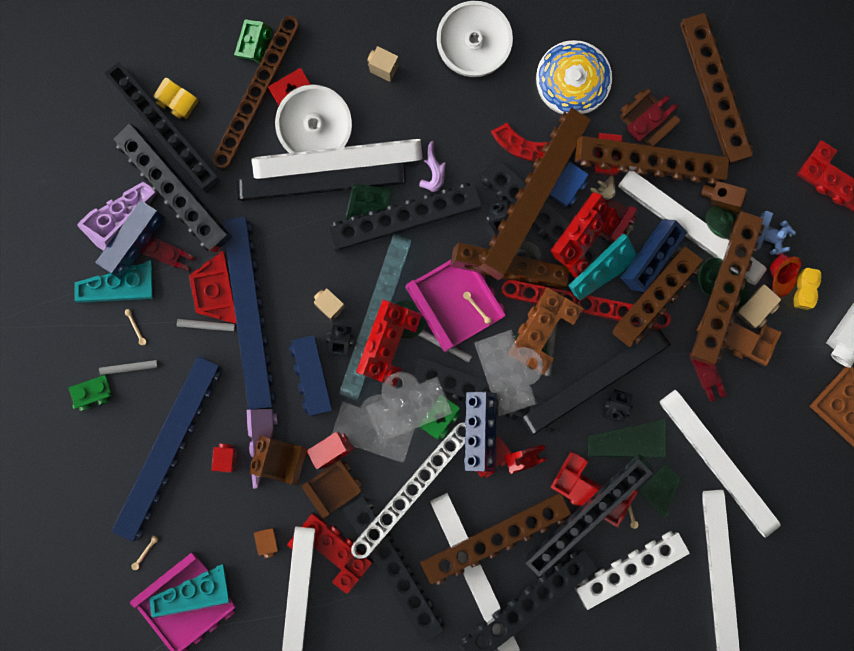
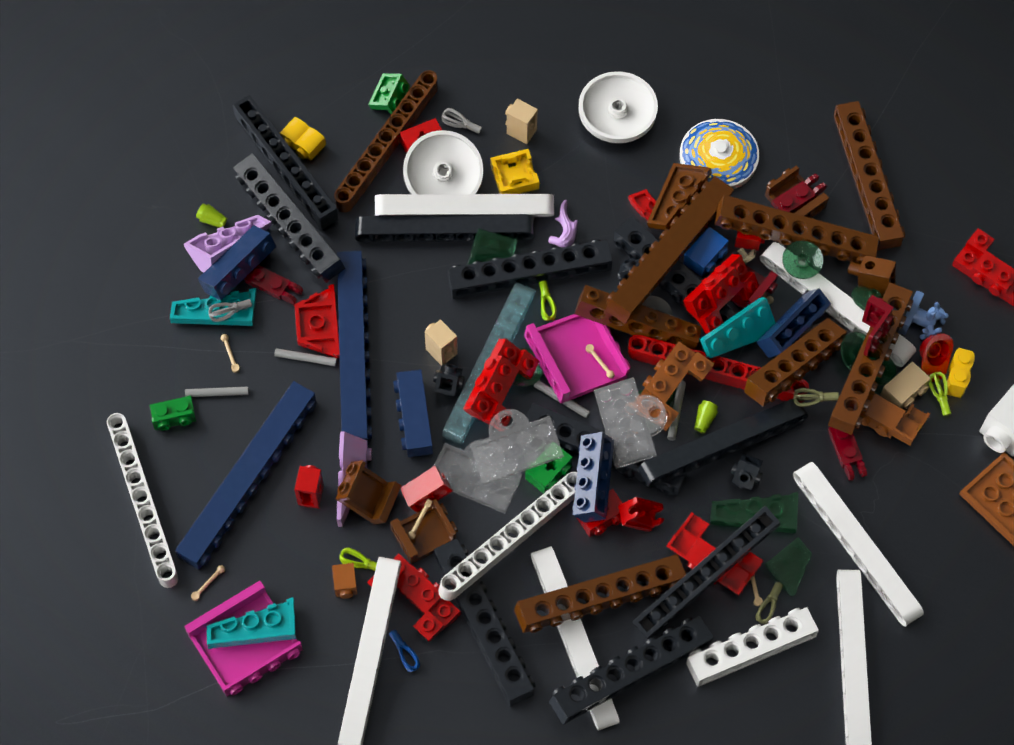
camera: 10 degrees right, 20 degrees down
(66, 475) = (146, 507): none -> white beam
(99, 189) = (211, 216): none -> lime cone
(133, 284) = (233, 307): none -> light grey piece
(285, 522) = (367, 562): none -> lime piece
(321, 494) = (411, 534): none -> tan hinge
(322, 596) = (400, 644): none -> blue piece
(331, 67) = (465, 123): none -> light grey piece
(383, 118) = (507, 178): none -> yellow brick
(422, 242) = (545, 295): none -> lime piece
(539, 121) = (677, 191): none -> reddish brown wing
(577, 352) = (705, 415): none -> lime cone
(646, 521) = (772, 597): none -> olive piece
(669, 191) = (806, 252): none -> clear green dish
(682, 329) = (817, 396): none -> olive piece
(734, 253) = (879, 316): none -> dark red bracket
(791, 312) = (942, 397): none -> lime piece

